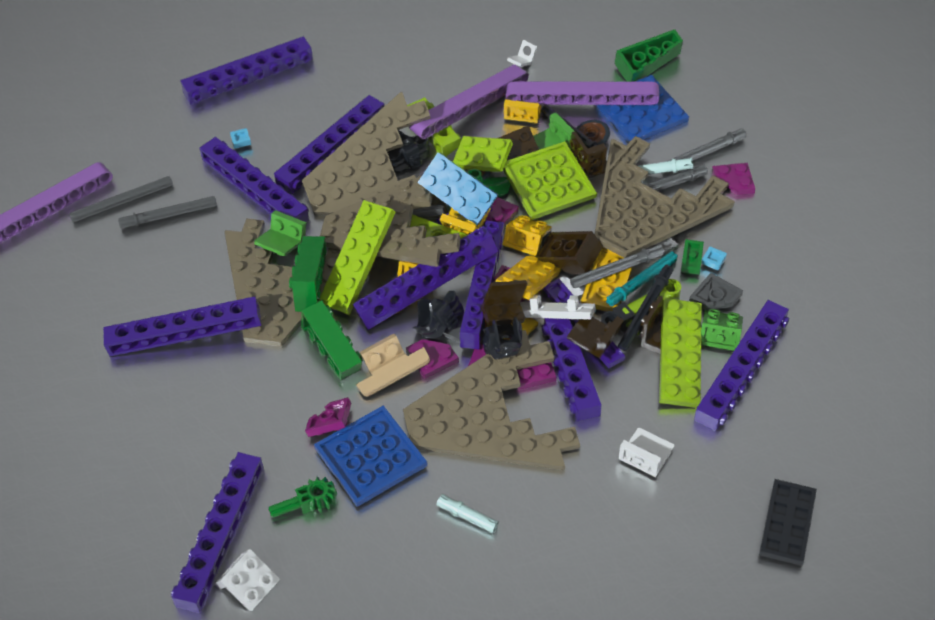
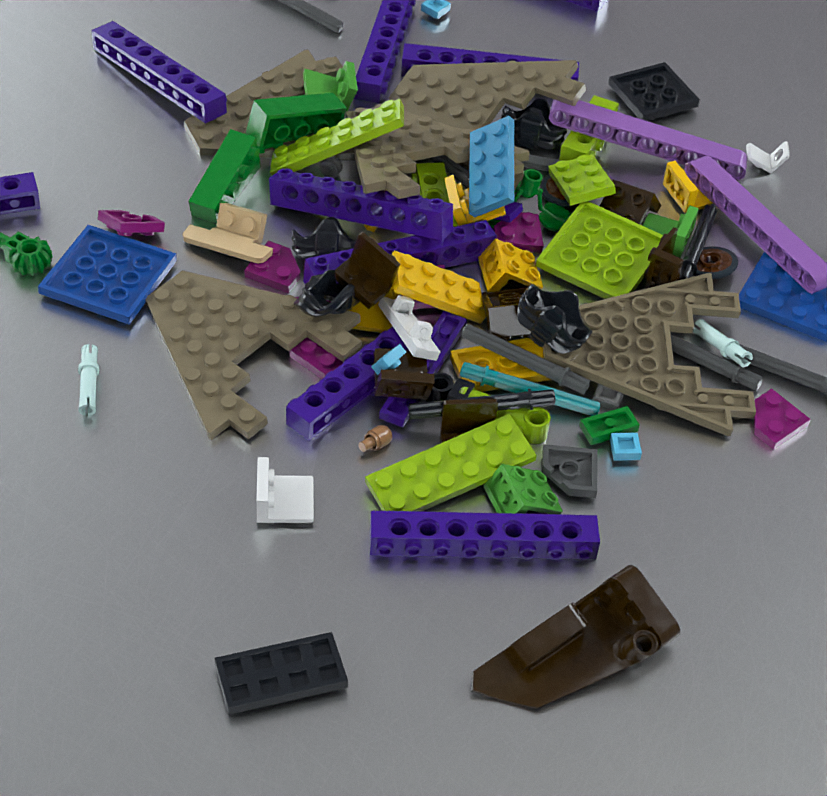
camera: 50 degrees right, 5 degrees down
(419, 75) = (653, 91): none -> black plate
(587, 332) = (389, 360): none -> medium azure plate
(618, 237) = (553, 319): none -> black piece
(626, 378) = (376, 438): none -> medium nougat cylinder
(851, 358) = (581, 643): none -> dark brown panel

